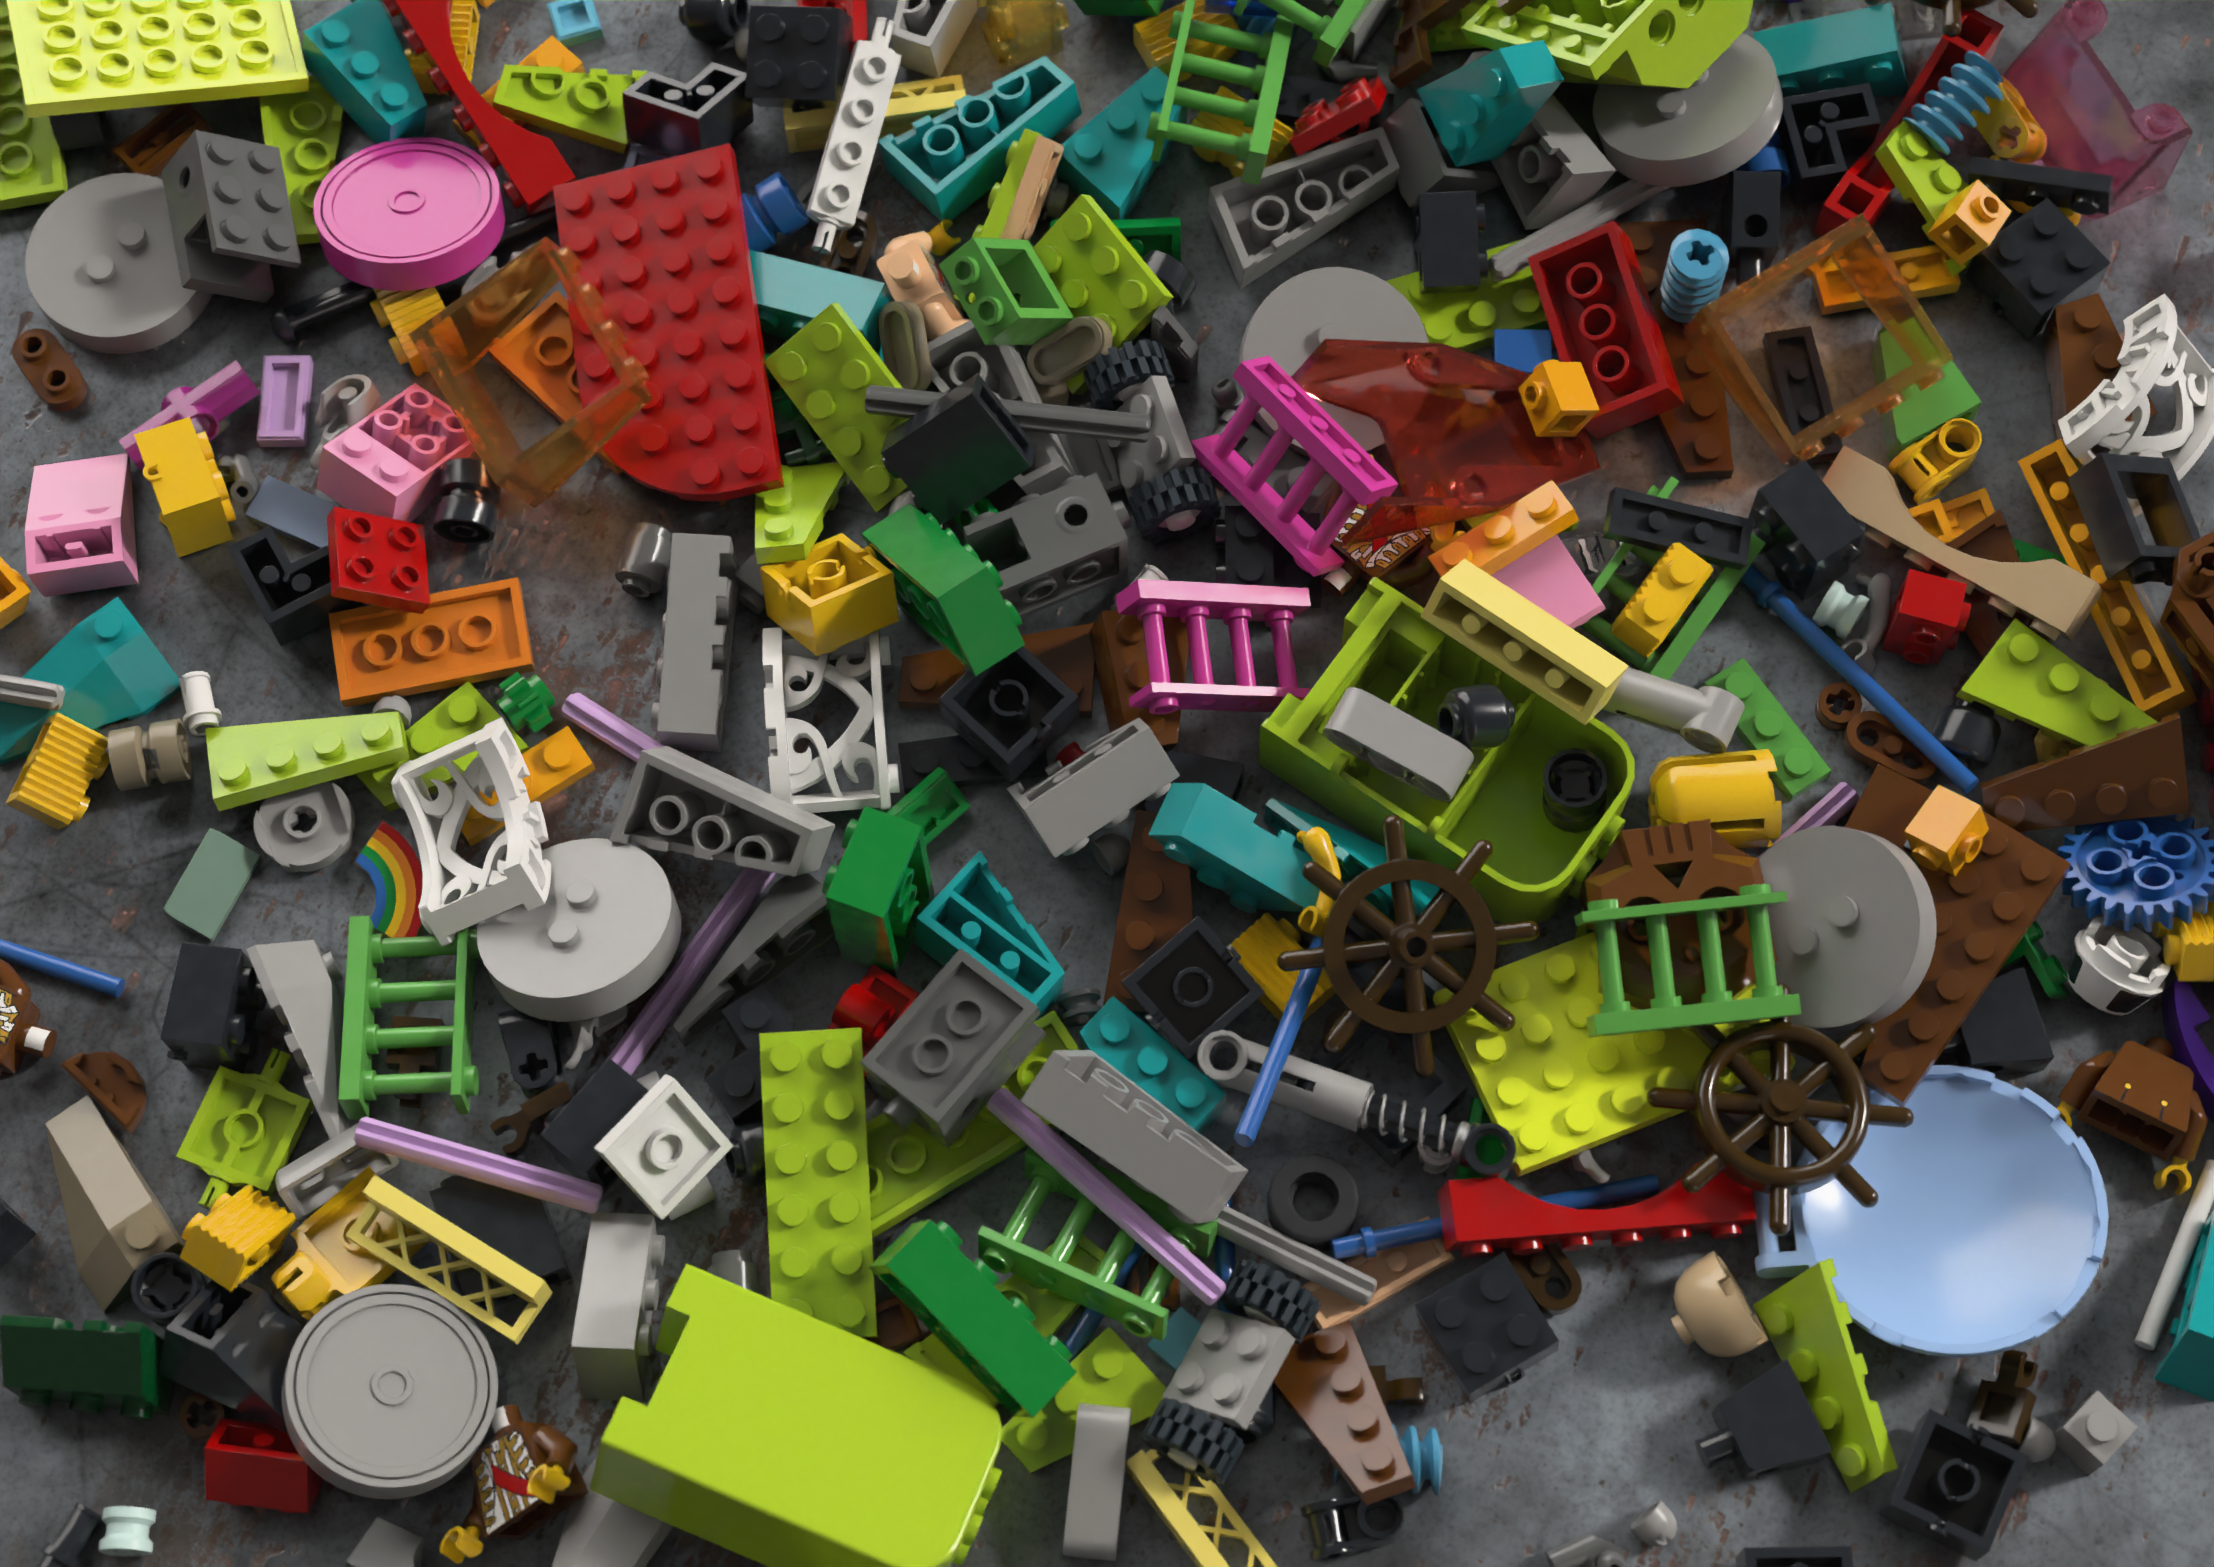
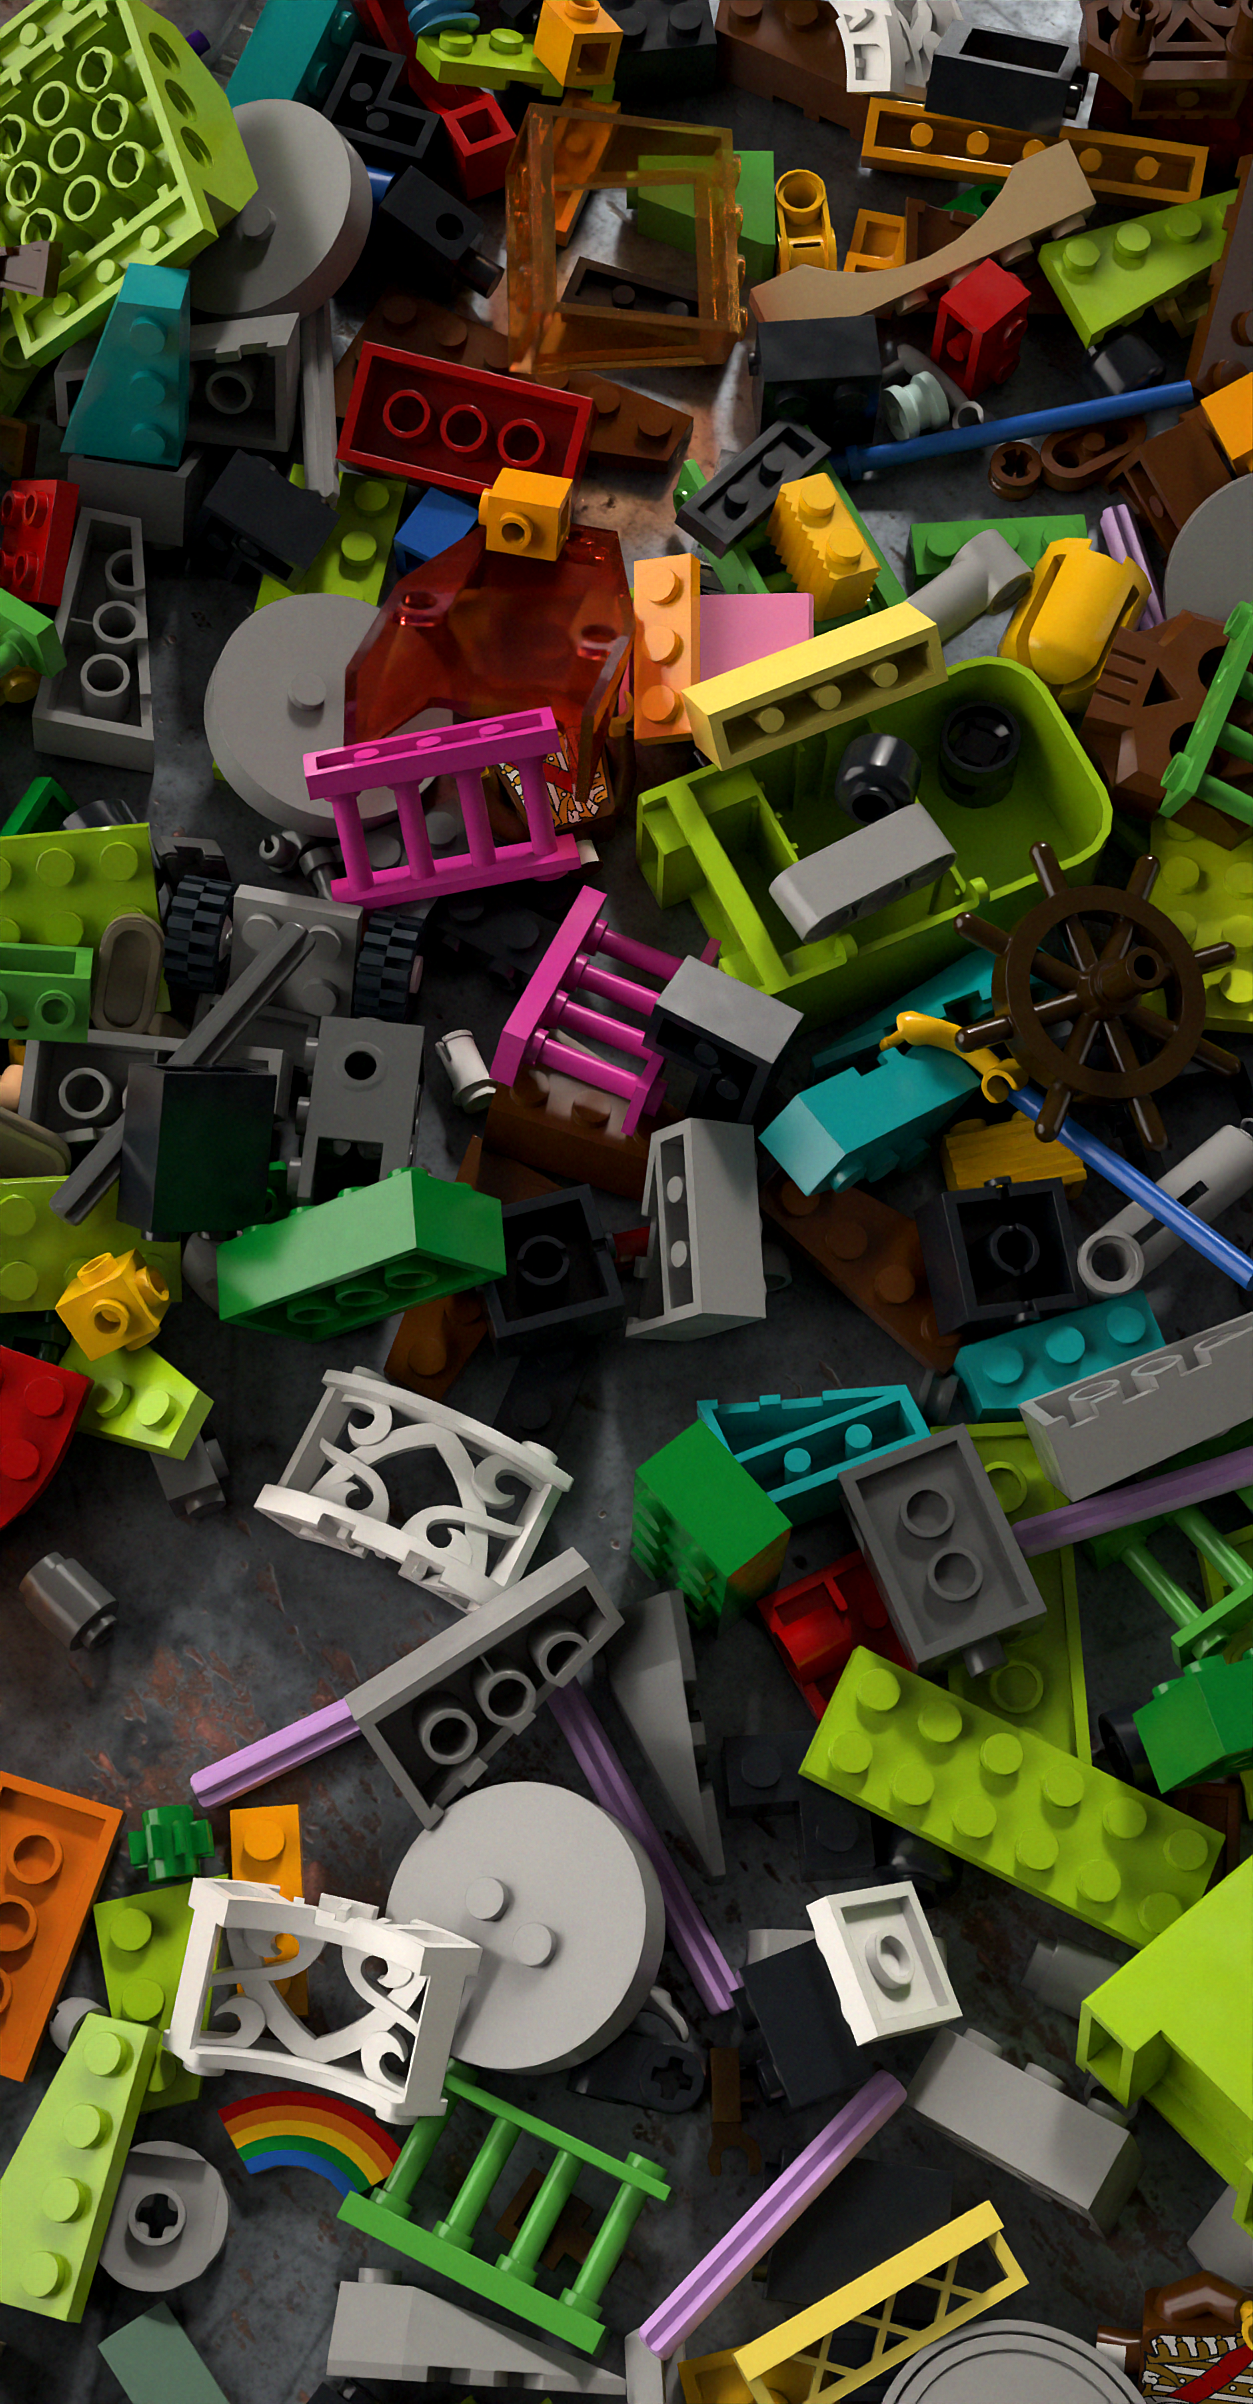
camera: 65 degrees left, 0 degrees up
(696, 642) = (225, 1595): light grey wedge -> none
(830, 595) = (273, 1398): yellow brick -> none
(834, 466) = (114, 1304): none -> yellow brick
(932, 804) = (598, 1454): green plate -> none
(1224, 723) = (725, 1036): none -> black brick
(1693, 274) = (470, 310): dark azure piece -> none

